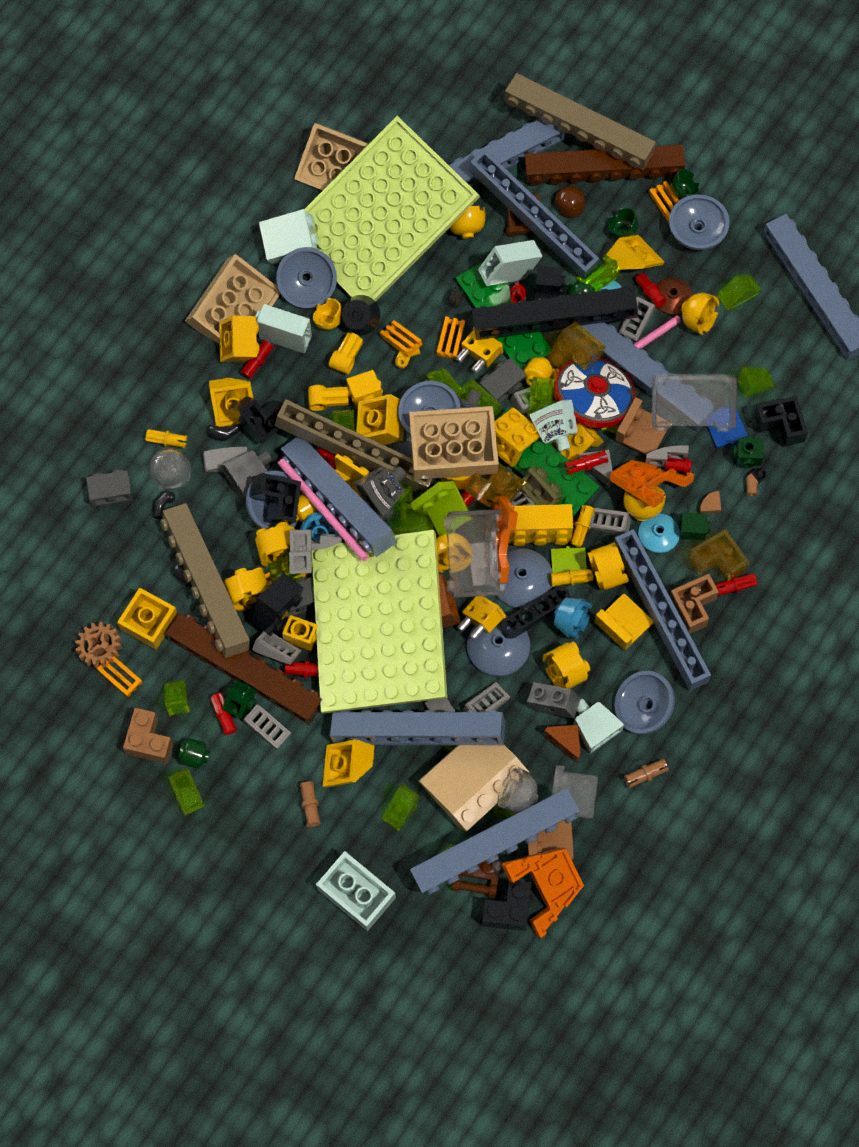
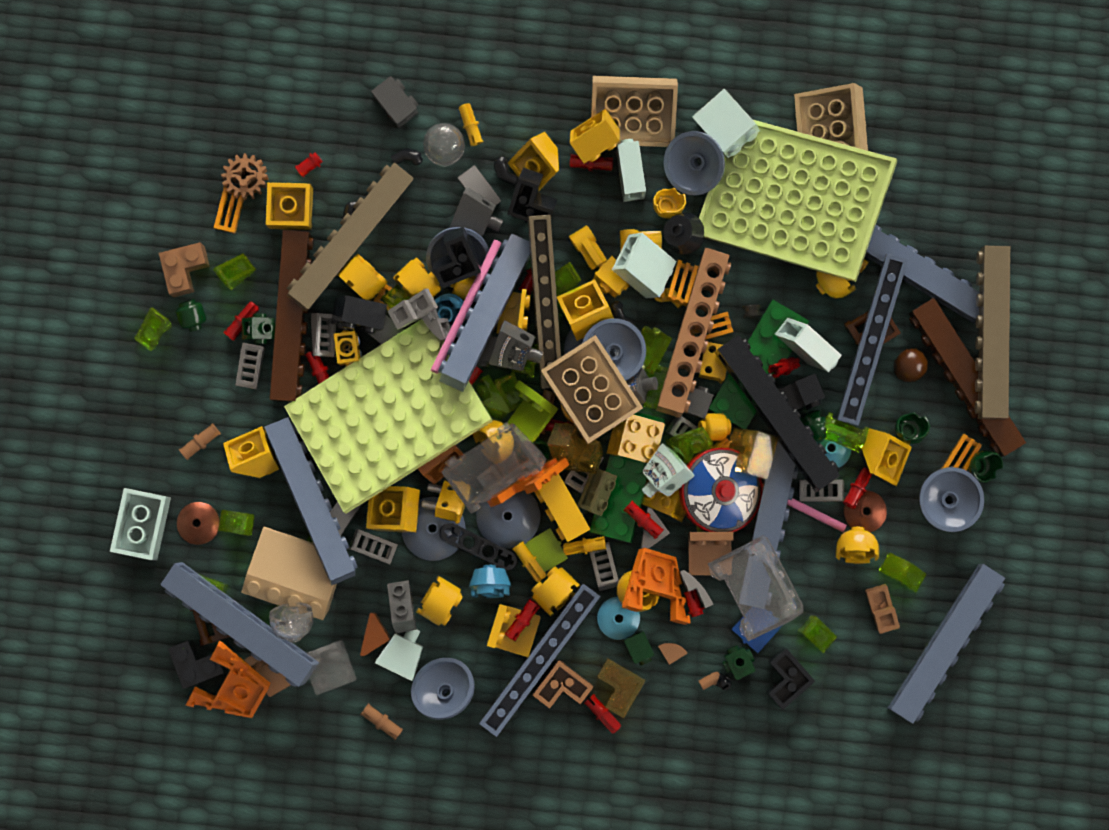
camera: 60 degrees right, 15 degrees up
(120, 588) = (309, 164): none -> red pin
(370, 355) = (644, 265): none -> light aqua brick
(385, 855) = (209, 523): none -> copper dish
(452, 356) = (710, 261): none -> medium nougat brick
(466, 663) = (394, 510): none -> yellow brick
(619, 606) = (522, 620): none -> red pin
(763, 323) = (882, 608): none -> medium nougat slope

